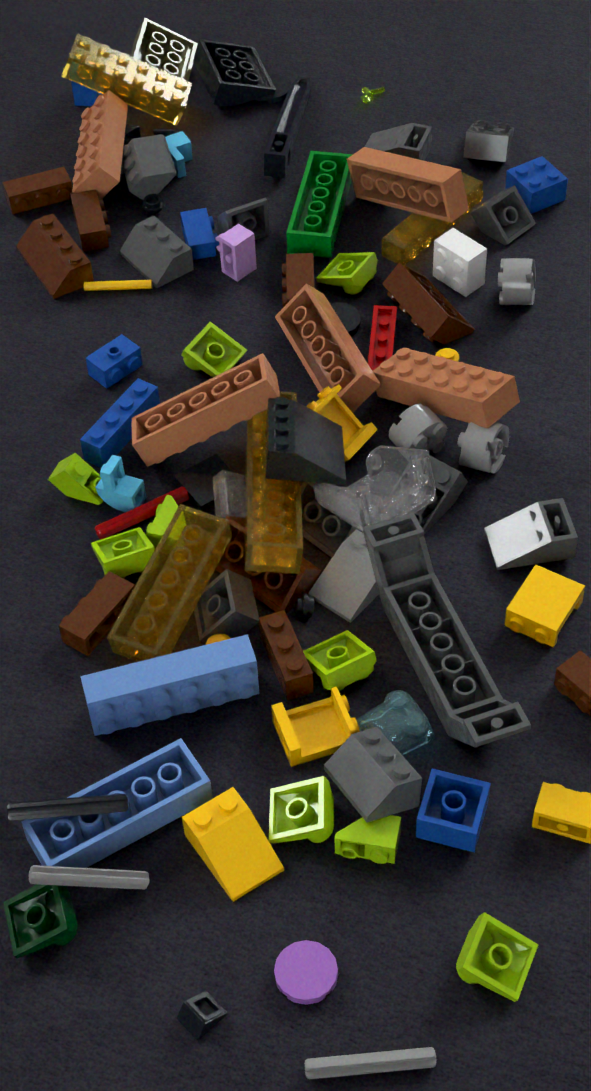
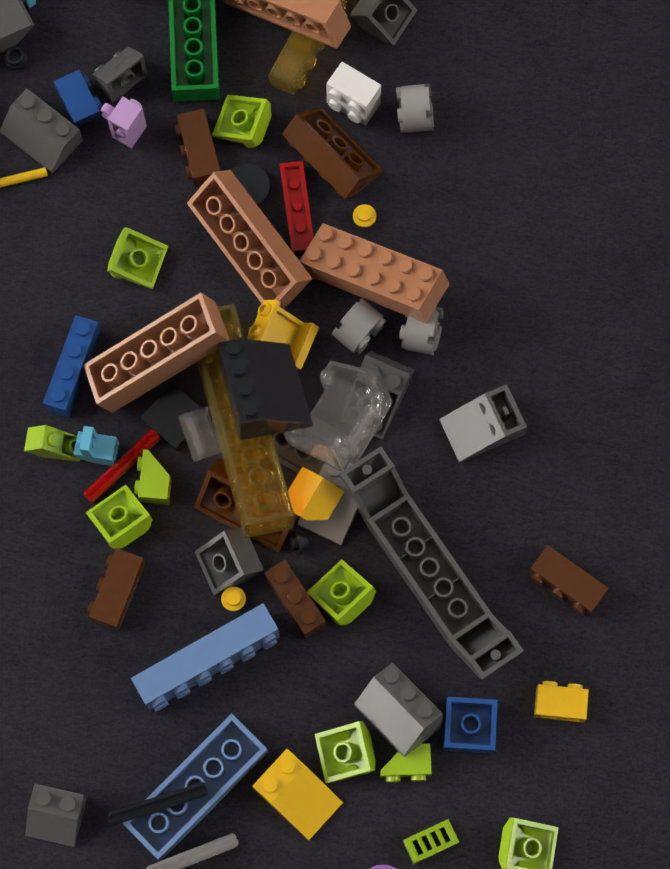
camera: 15 degrees left, 25 degrees up
(114, 361) = (42, 288): blue brick -> none
(170, 585) = (177, 555): clear yellow brick -> none
(314, 728) = (337, 665): yellow panel -> none
(332, 557) = (313, 496): none -> yellow slope
(367, 941) = (436, 828): none -> lime slope
(399, 721) = (404, 646): clear light blue slope -> none
(543, 605) = (507, 498): yellow panel -> none

